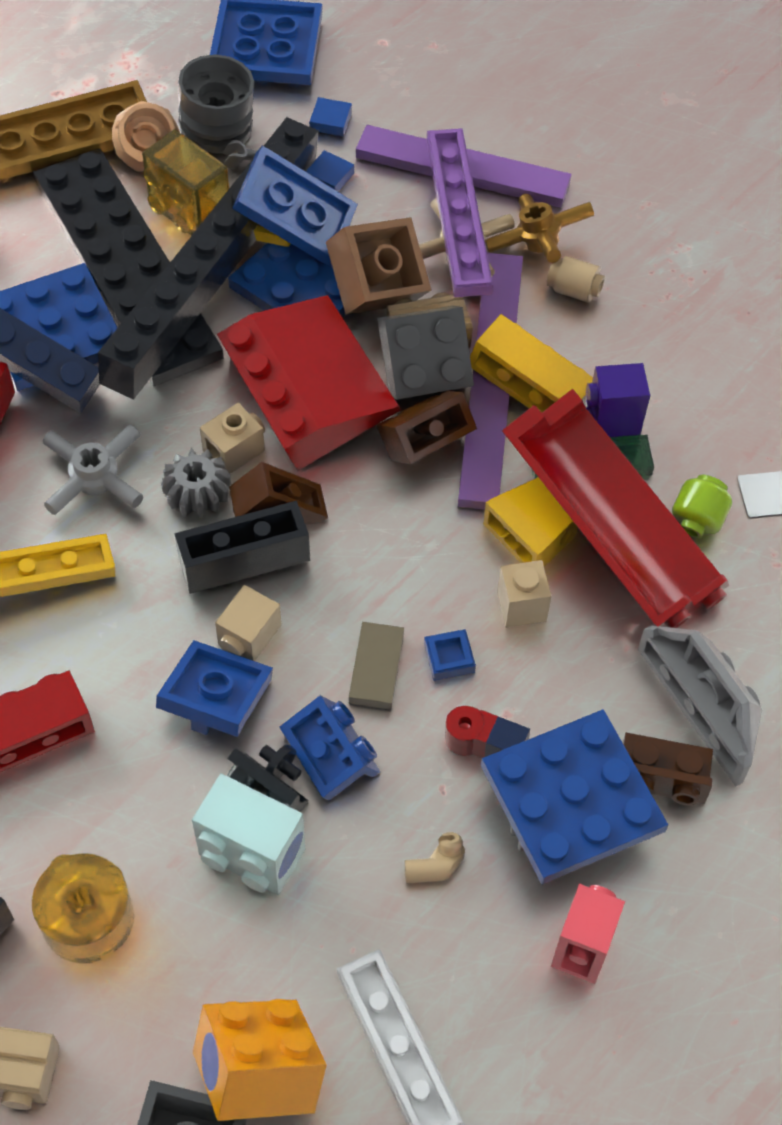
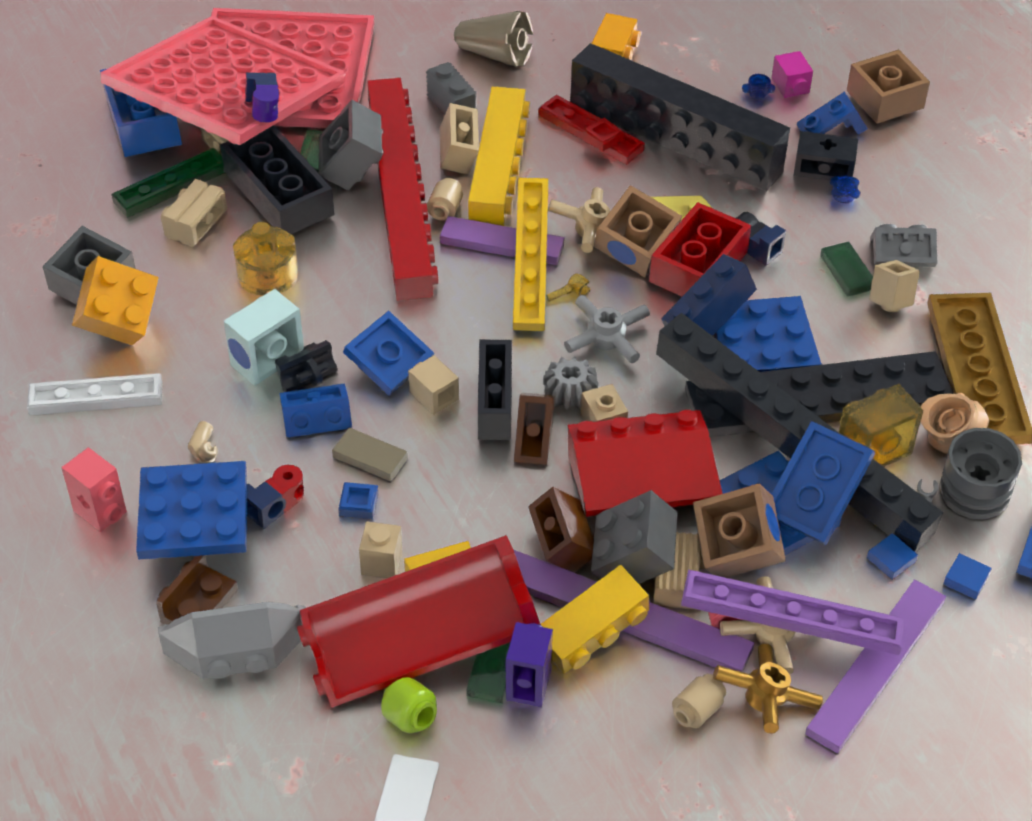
camera: 110 degrees right, 10 degrees down
(16, 526) = (576, 284): none -> clear yellow hand

